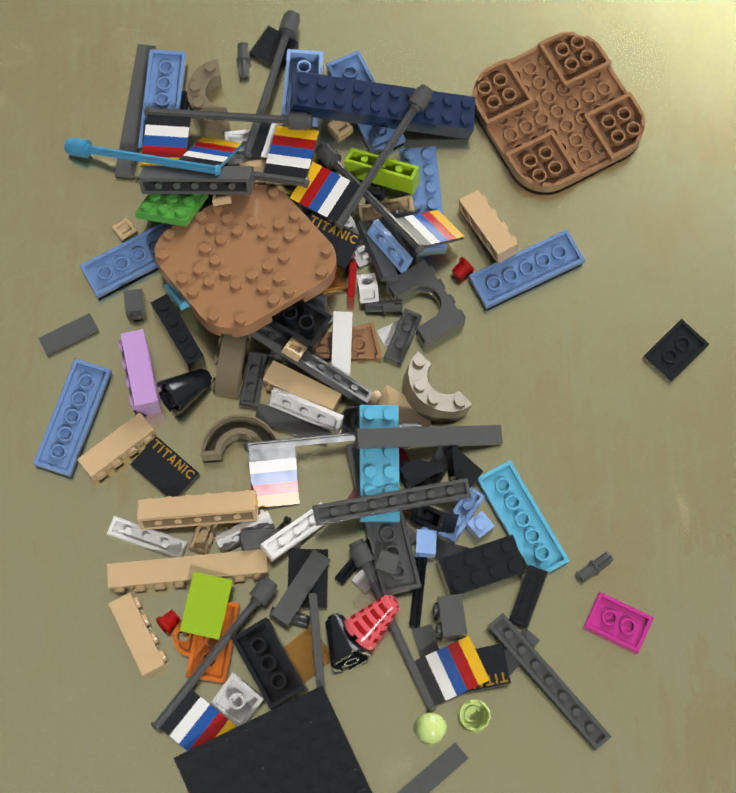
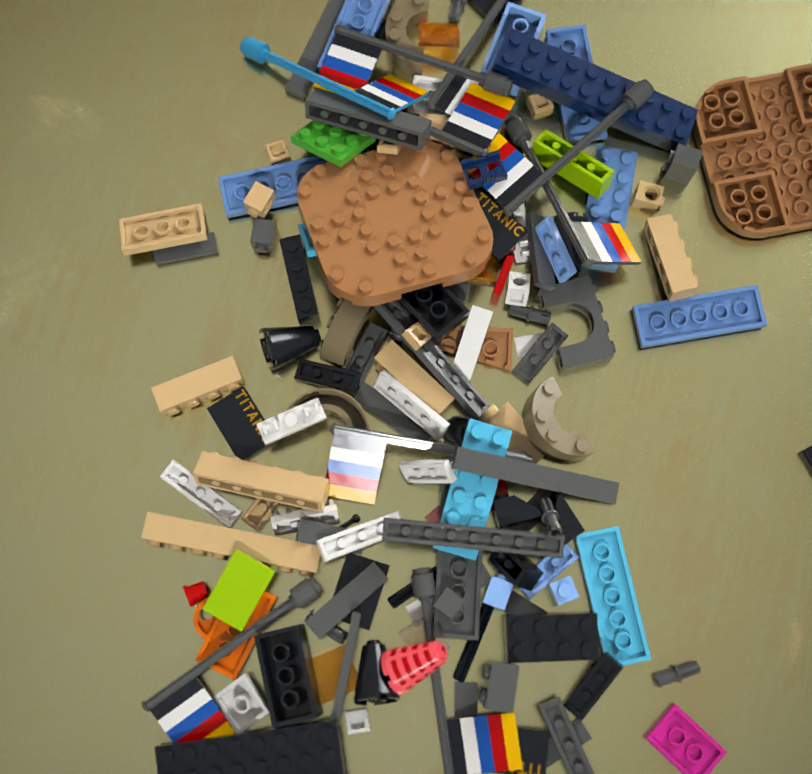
camera: 20 degrees right, 5 degrees up
(44, 323) = (162, 229): none -> tan plate
(72, 417) = (161, 340): medium blue plate -> none
(123, 274) = (259, 200): none -> tan brick
(137, 635) = (158, 598): tan brick -> none
(139, 373) = (245, 312): lavender brick -> none
(209, 451) = (291, 421): none -> white plate
(226, 406) = (327, 376): none -> black tile
(235, 92) = (439, 34): none -> clear orange tile
(306, 191) = (481, 163): none -> dark blue piece
(337, 459) = (428, 471): none -> white plate
(339, 686) = (357, 720): none -> white tile
(369, 213) = (543, 206): tan tile -> none
(377, 192) = (560, 186): black bush -> none
(451, 187) = (641, 202): none -> tan brick
(451, 467) = (550, 518): none -> dark grey axle
(462, 268) = (628, 296): red piece -> none
(474, 146) = (681, 164): none -> dark grey brick

